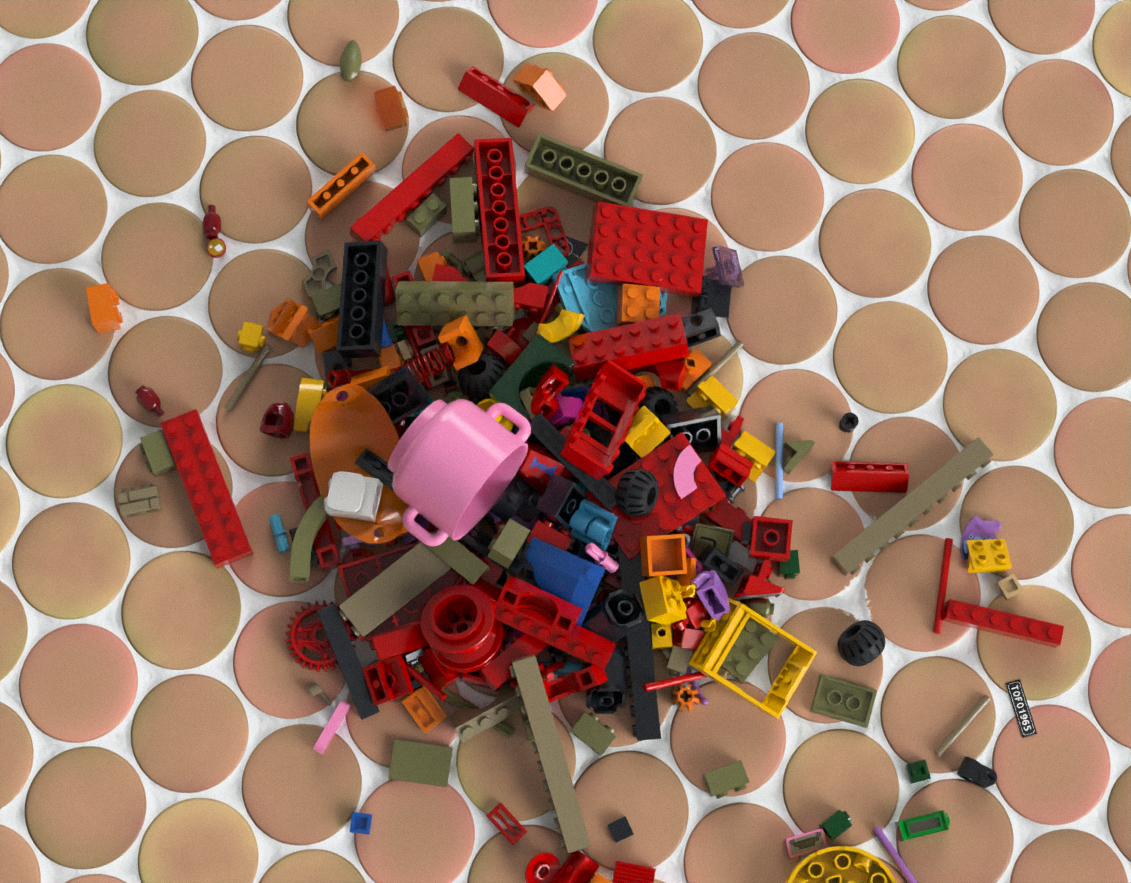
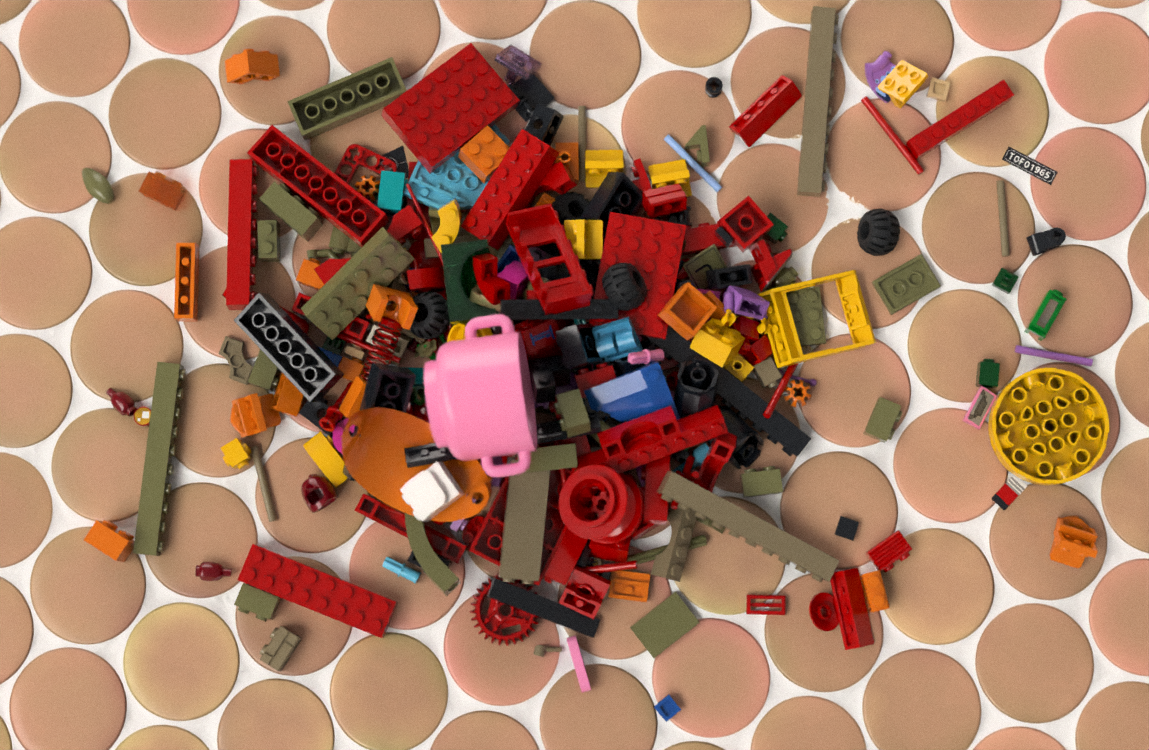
camera: 30 degrees left, 5 degrees up
(195, 287) = (158, 459): none -> olive brick
(495, 96) = (227, 106): red panel -> none
(683, 472) = (641, 239): bright pink tile -> none

